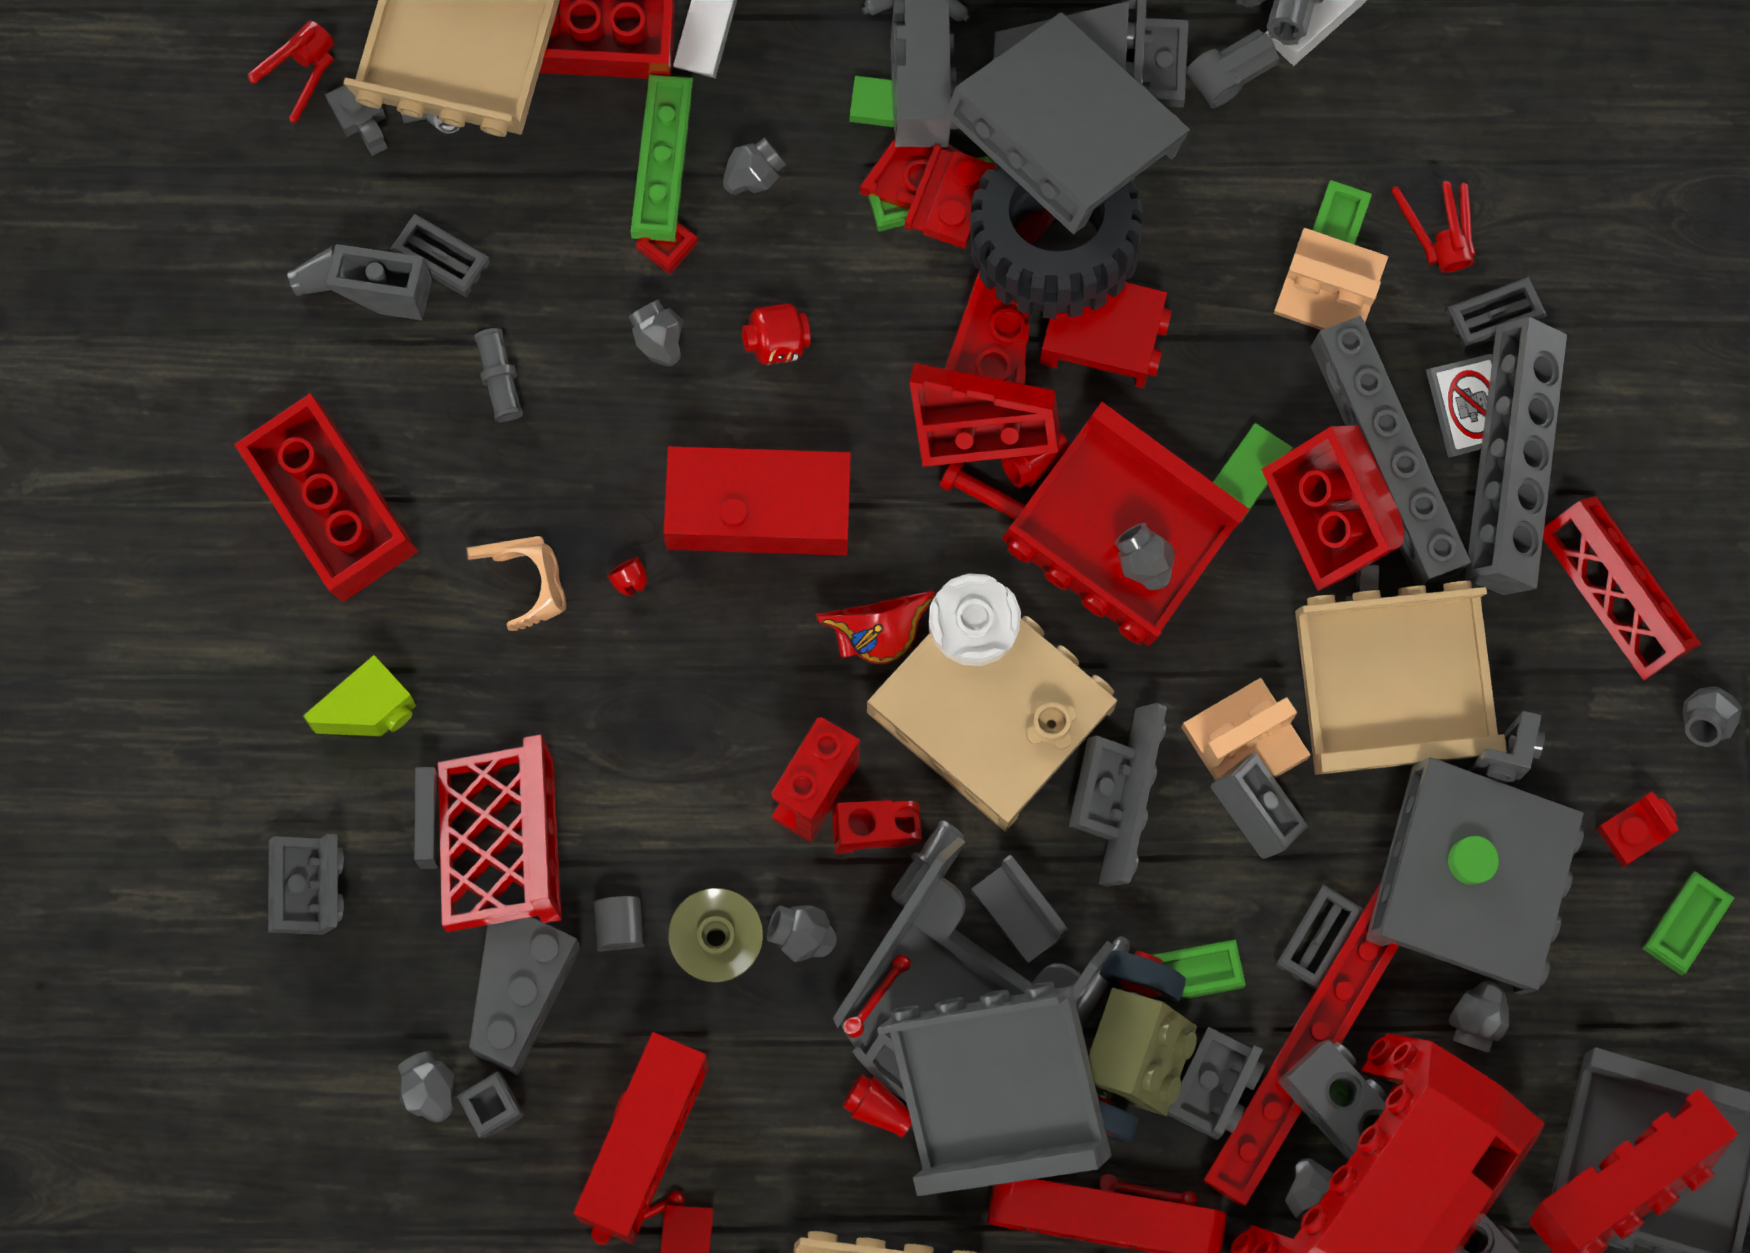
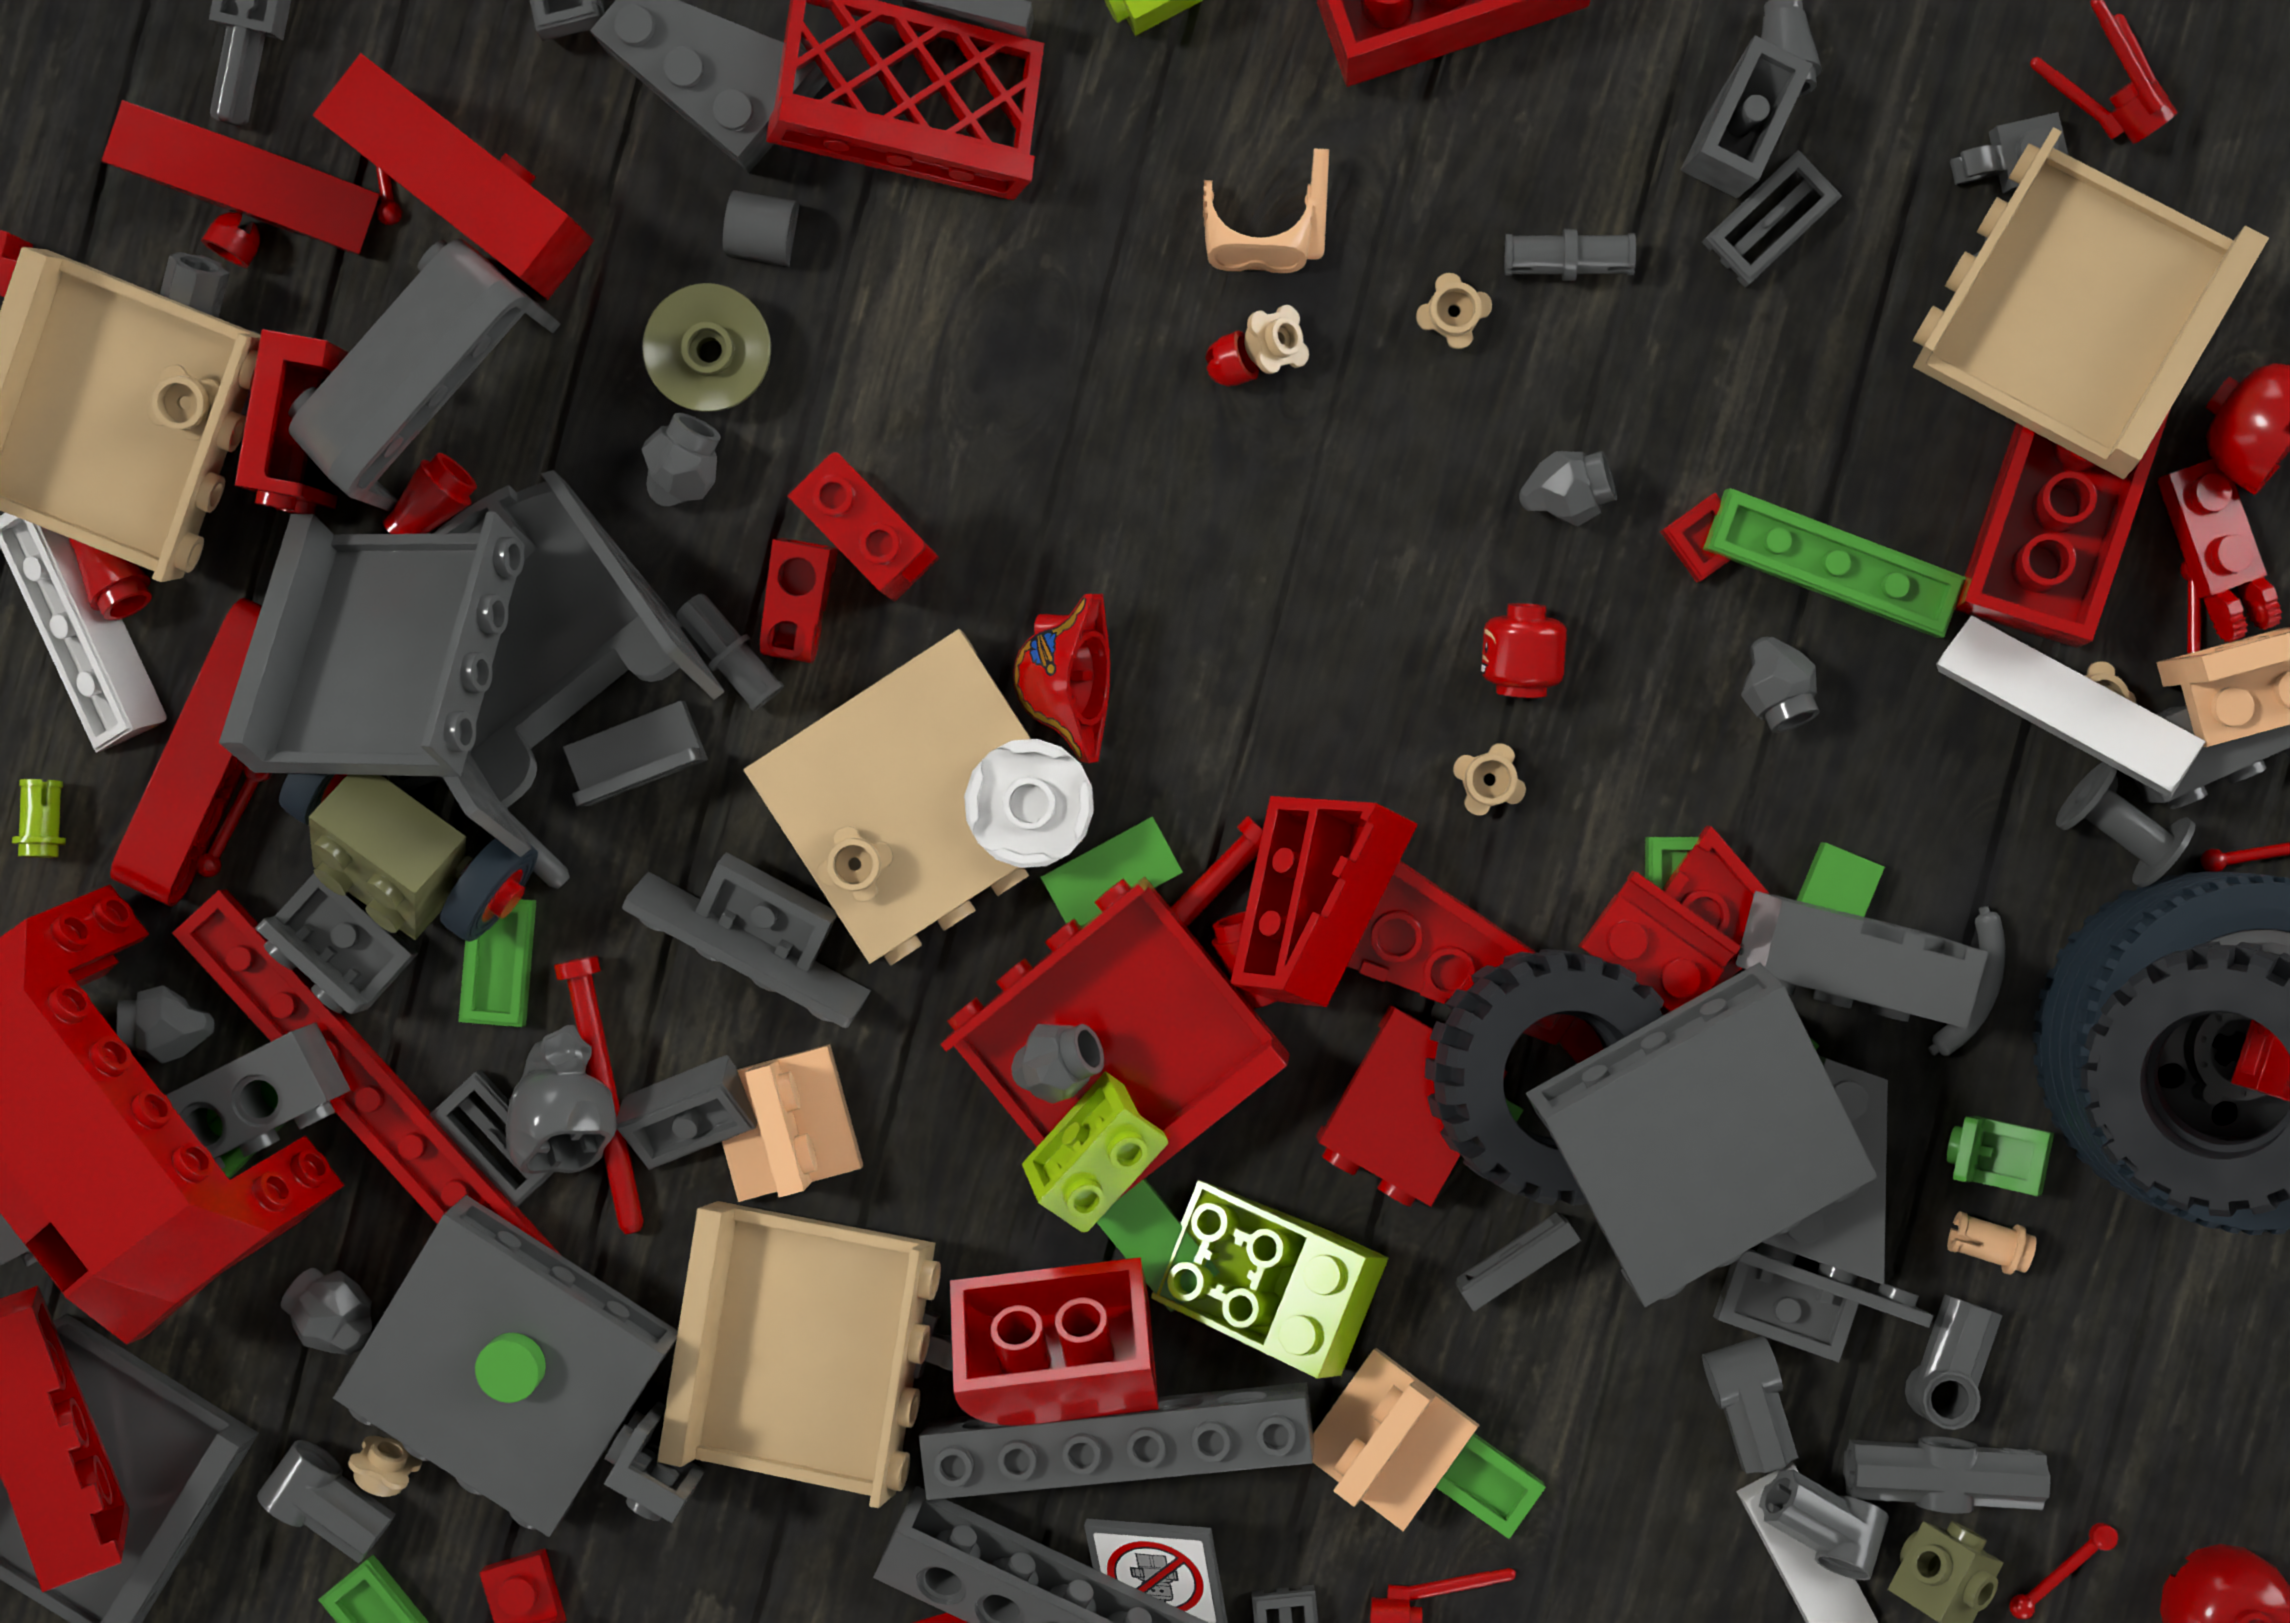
camera: 110 degrees right, 15 degrees up
(554, 428) = (1451, 292): none -> tan plate
(607, 550) = (1275, 340): none -> tan plate
(757, 501) = (1288, 559): red brick -> none
(792, 1118) = (408, 367): none -> dark grey windscreen
(852, 1218) = (269, 455): none -> red panel
(854, 1025) = (533, 495): red hinge -> none
(868, 324) = (1506, 786): none -> tan plate
(991, 557) = (1129, 856): none -> bright green tile
(1185, 909) = (590, 1028): none -> red bar
(1186, 234) = (1516, 1260): none -> dark grey tile
(1200, 517) = (1093, 1154): none -> lime bracket
(1248, 381) = (1279, 1281): none -> lime slope
(1284, 893) = (557, 1111): none -> dark grey piece
(1575, 950) = (383, 1466): none -> tan plate
(1611, 994) = (312, 1492): none -> dark grey piece

